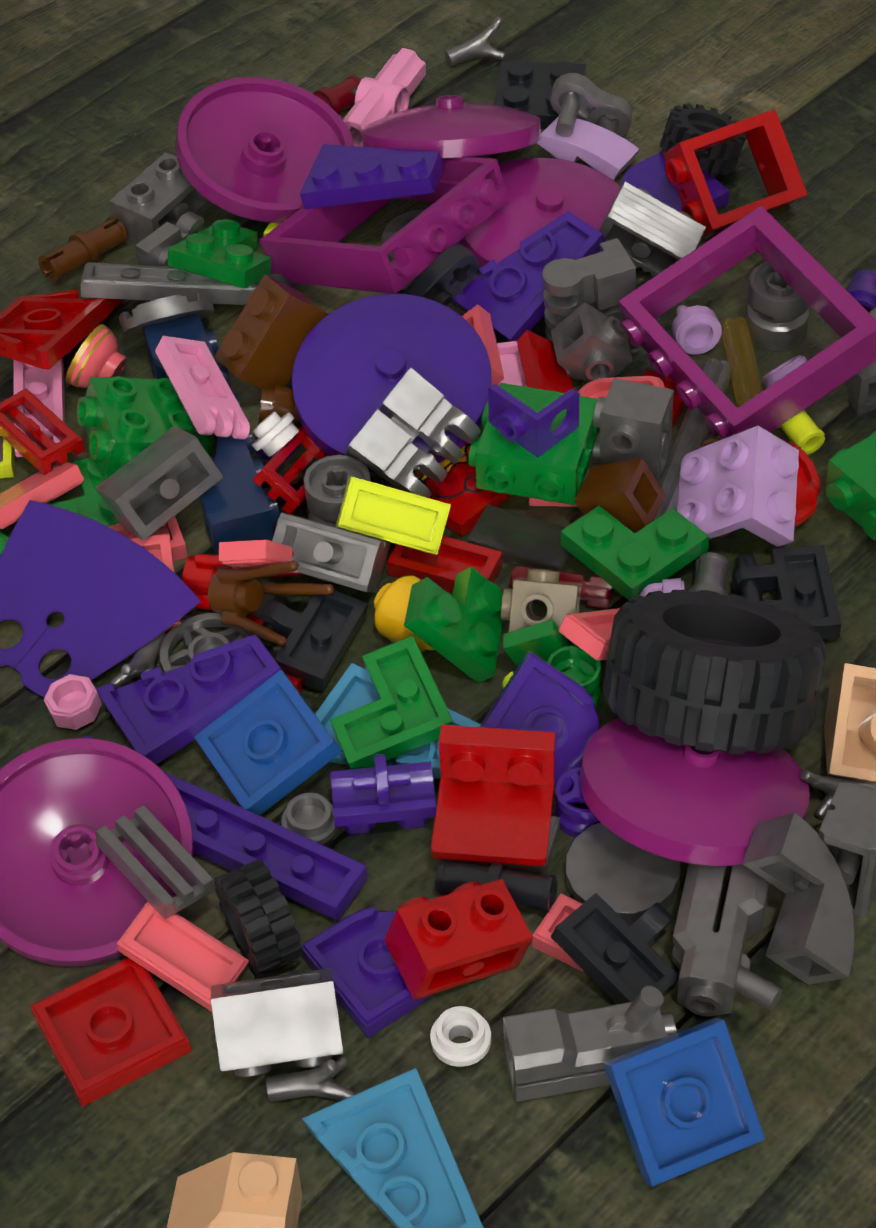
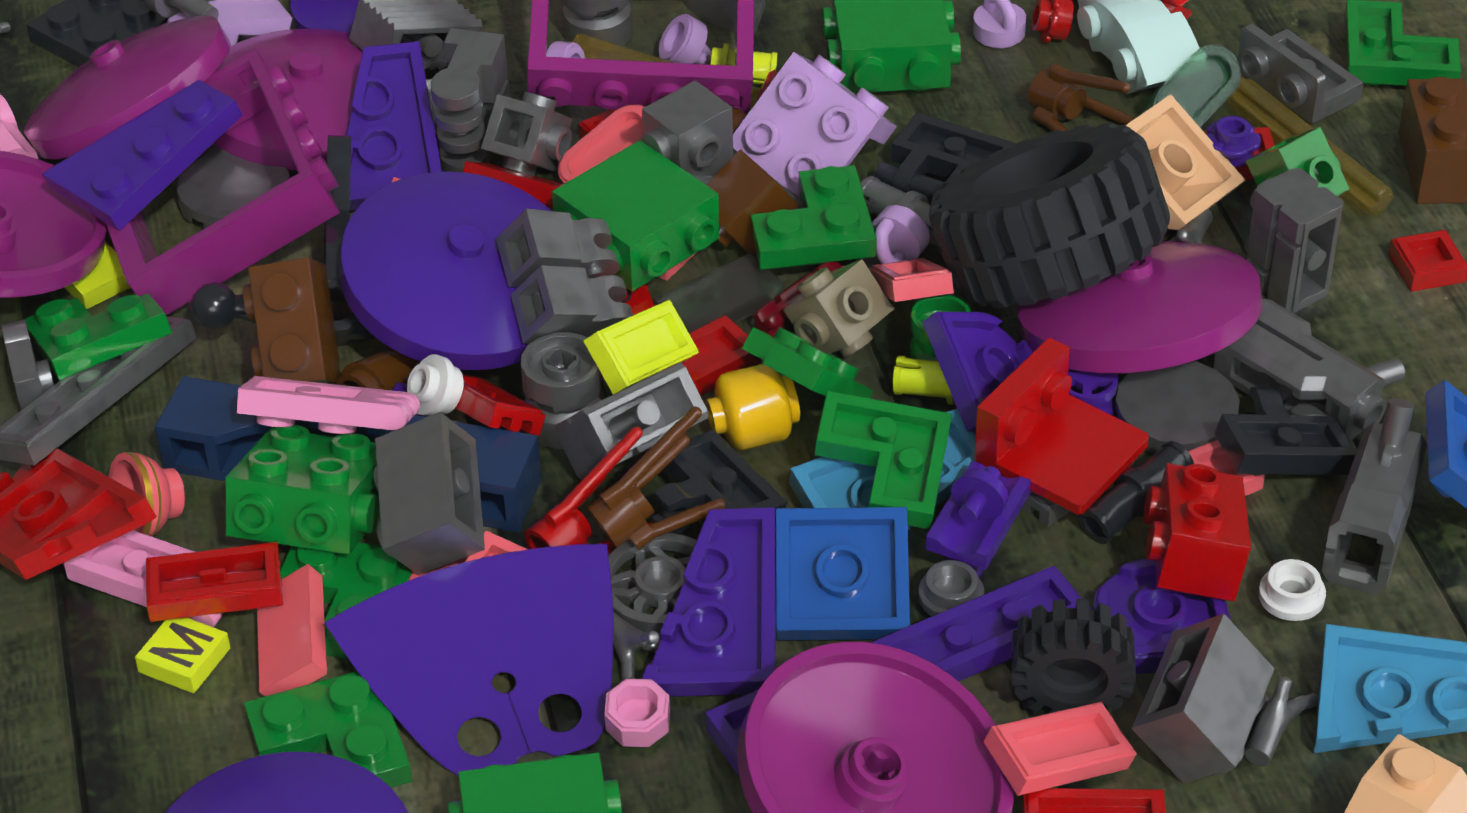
camera: 60 degrees left, 5 degrees down
(162, 856) = (957, 700): flat silver tile -> none
(164, 310) = (149, 406): flat silver tile -> none
(253, 553) = (631, 447): coral tile -> none
(527, 427) = (639, 187): dark purple bracket -> none
(539, 639) = (885, 335): green tile -> none
(816, 916) = (1330, 287): flat silver brick -> none

